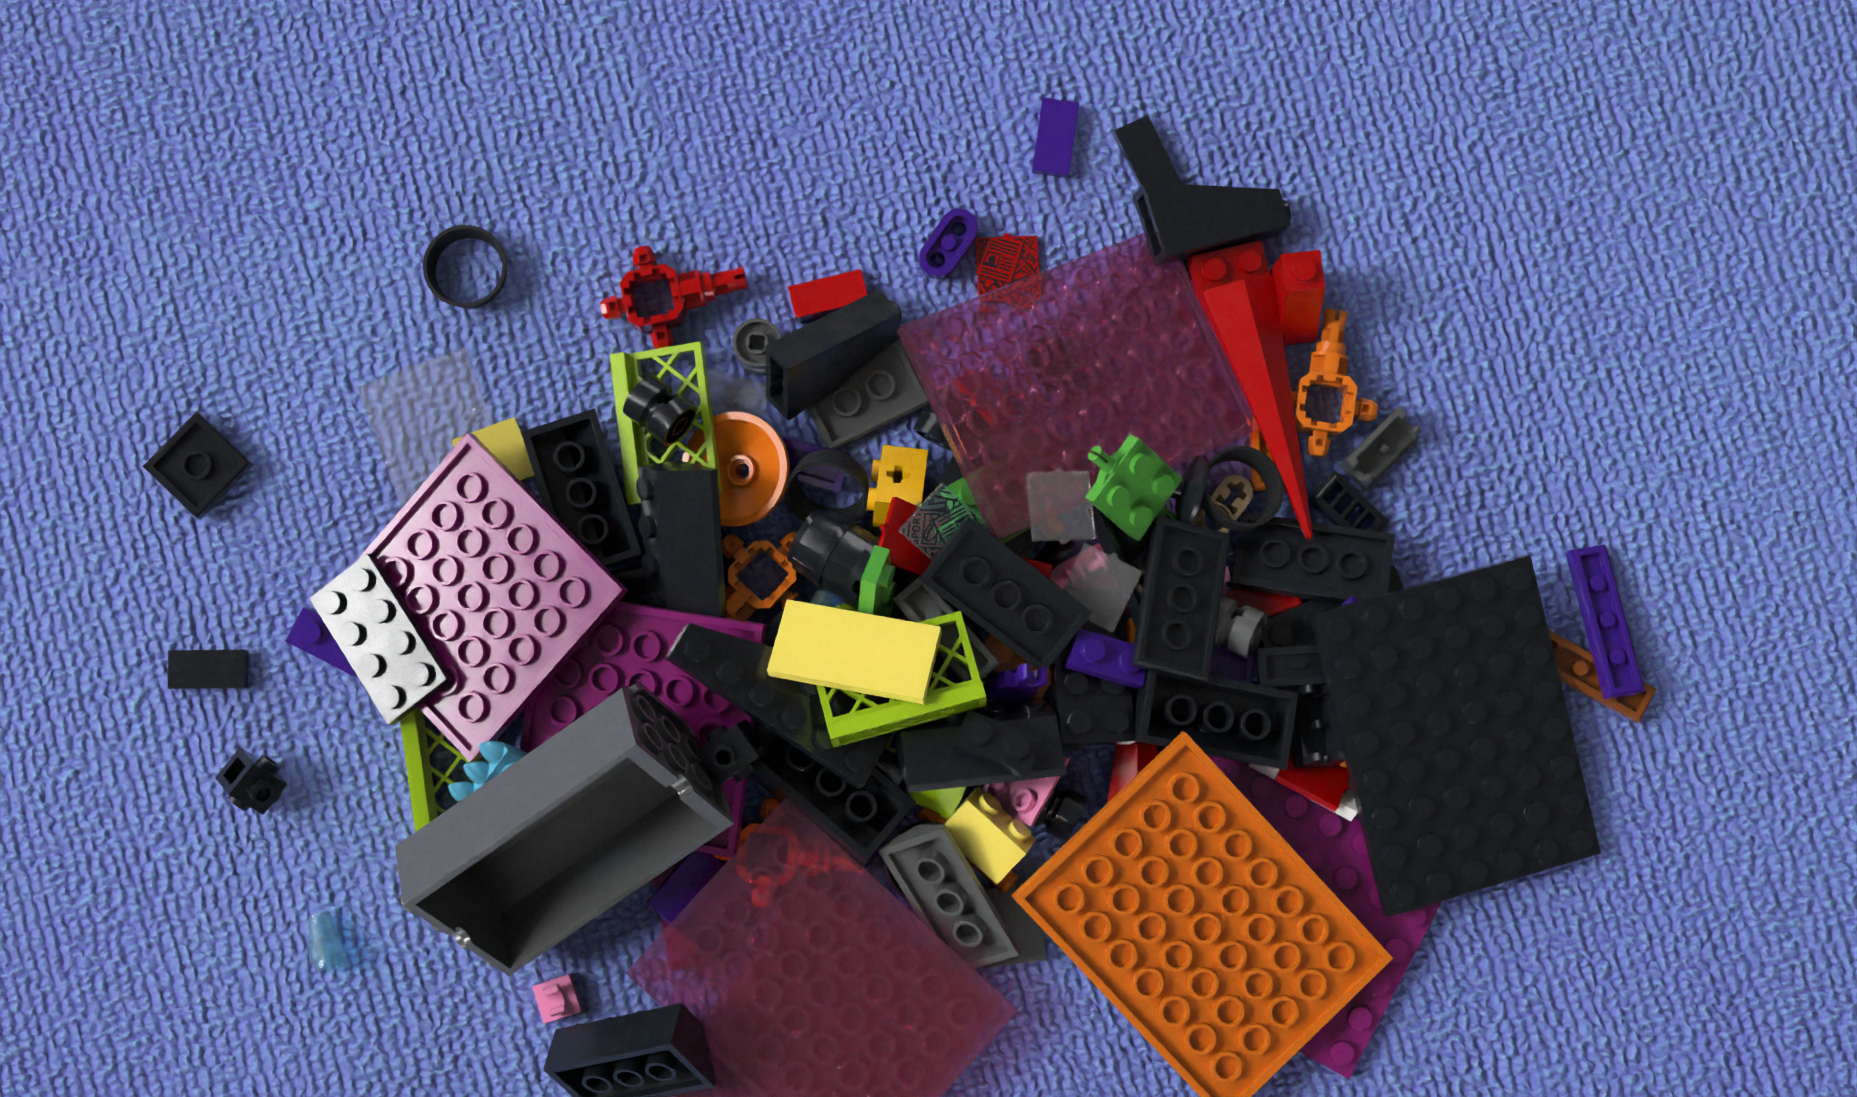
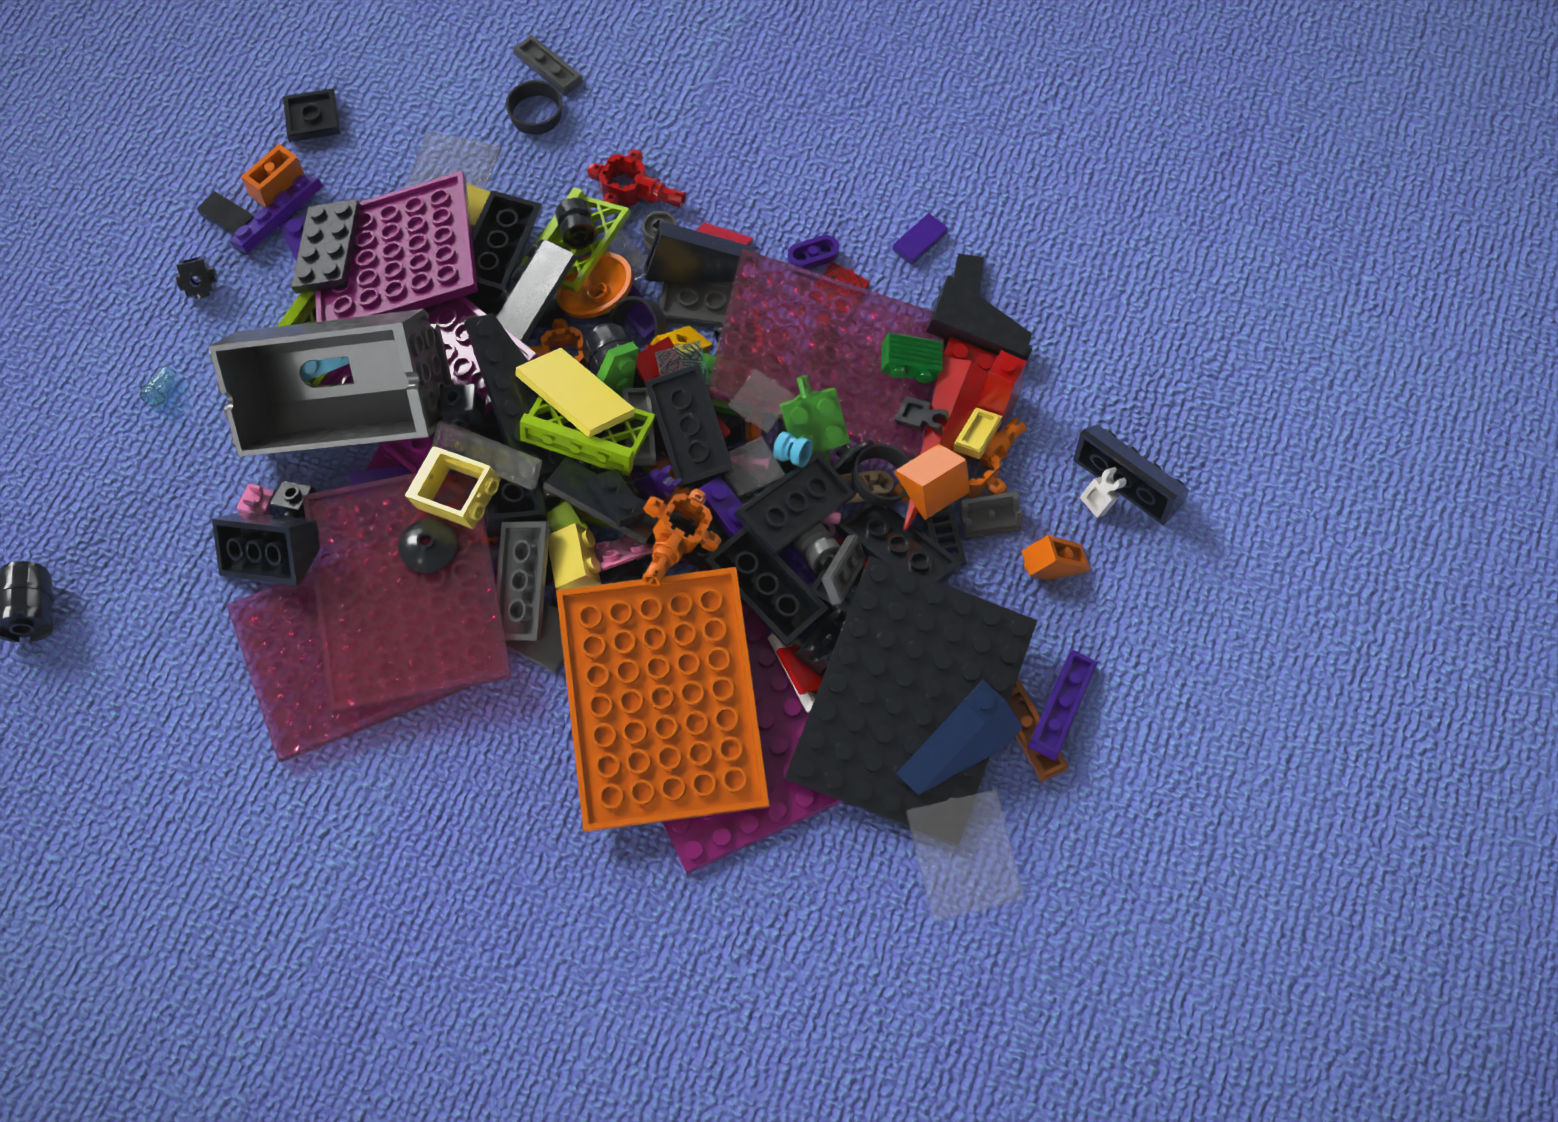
camera: 40 degrees right, 20 degrees down
(230, 586) = (272, 175): none -> orange brick
(271, 628) = (276, 213): none -> dark purple plate
(430, 193) = (548, 65): none -> dark grey tile
(608, 975) = (289, 499): none -> black brick
(763, 861) = (432, 476): none -> light yellow window
(808, 791) = (504, 460): none -> clear plate
(821, 912) = (430, 557): none -> black dish
(1097, 757) = (671, 543): none -> orange piece
(1129, 539) = (792, 449): none -> medium azure wheel
(1171, 319) = (911, 357): none -> green brick
(1228, 387) = (918, 413): none -> black plate
(1289, 641) = (844, 569): none -> dark grey tile
(1302, 458) = (934, 479): none -> orange slope
(1307, 363) = (977, 433): none -> light yellow tile
(1484, 455) = (1054, 558): none -> orange slope
(1485, 340) = (1100, 493): none -> white plate
(1499, 292) = (1146, 482): none -> black slope
(1542, 743) = (969, 735): none -> dark blue wedge
(1617, 861) = (965, 855): none -> clear piece

